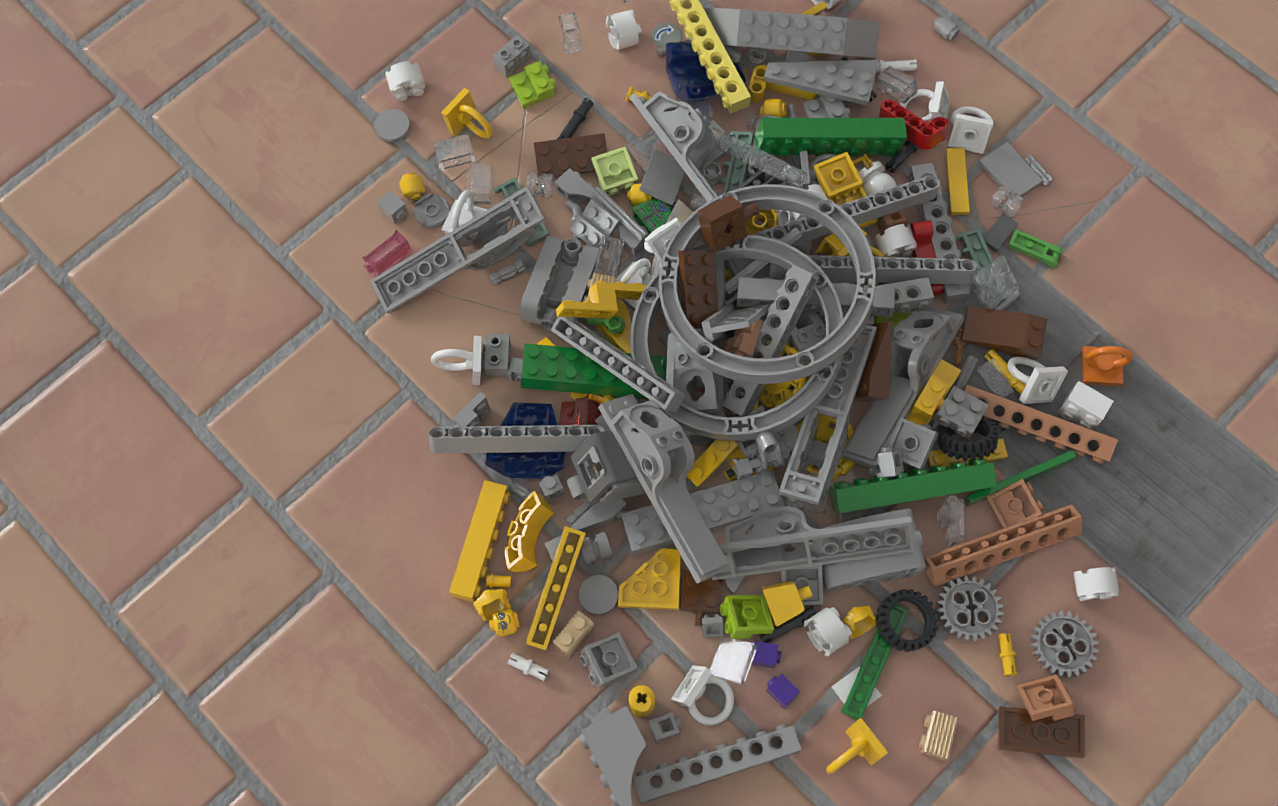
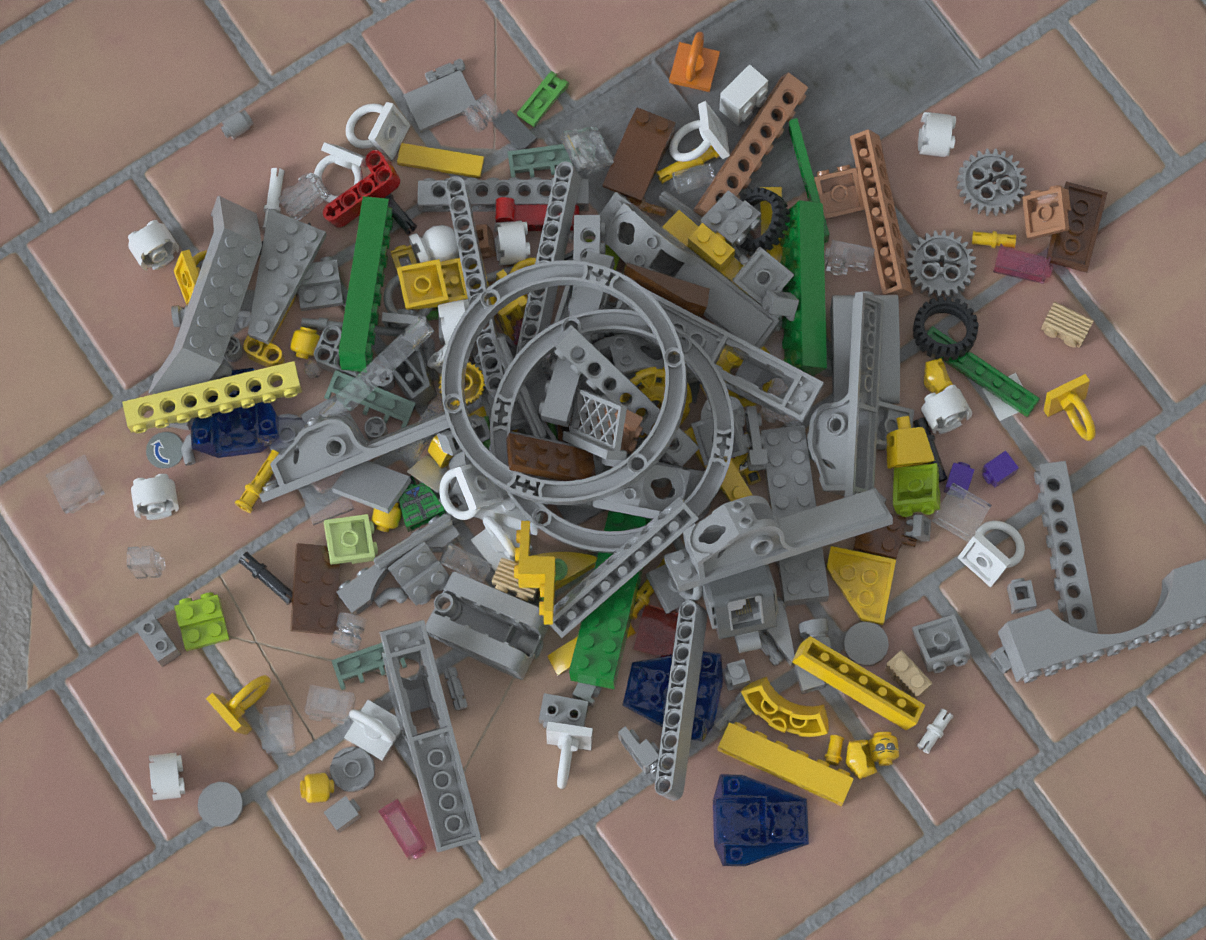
camera: 80 degrees left, 5 degrees up
(425, 525) = (756, 820): none -> clear blue wedge
(639, 709) = (993, 613): yellow piece -> none
(725, 222) = (483, 412): reddish brown brick -> none
(768, 449) = (750, 424): light grey piece -> none
(988, 685) = (1022, 265): none -> clear pink window

